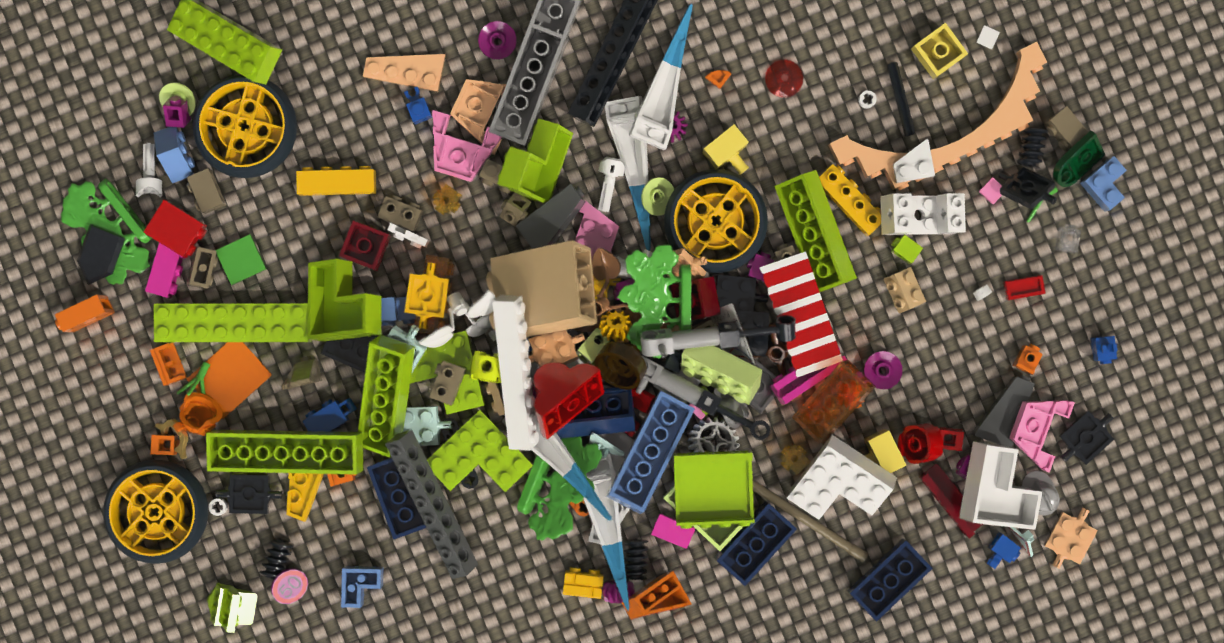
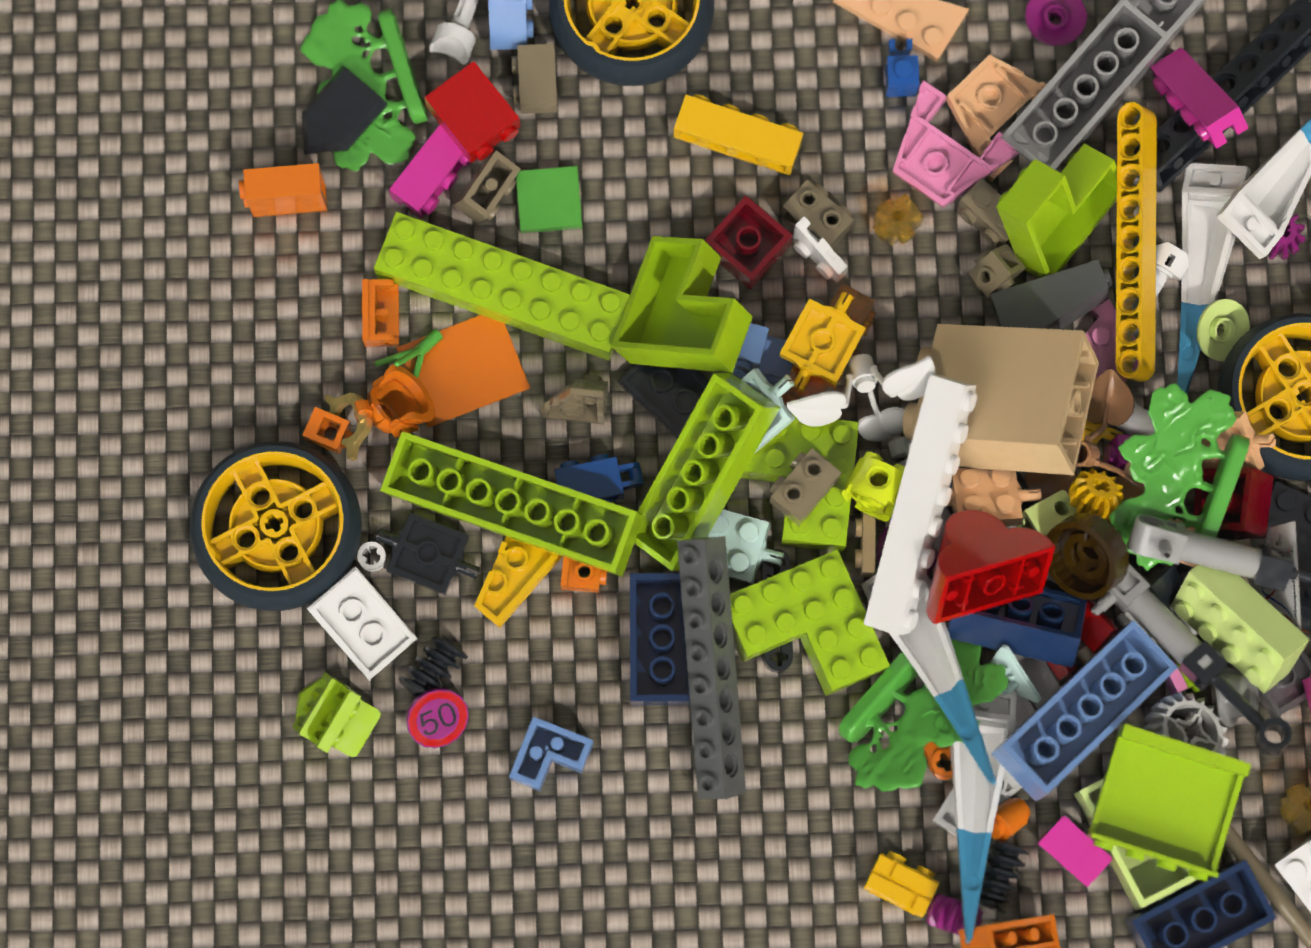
camera: 15 degrees right, 10 degrees down
(226, 548) = (361, 623): none -> white tile
(590, 156) = (1142, 255): none -> yellow beam
(594, 64) = (1197, 97): none -> dark pink brick
(630, 525) = (1010, 818): none -> orange brick

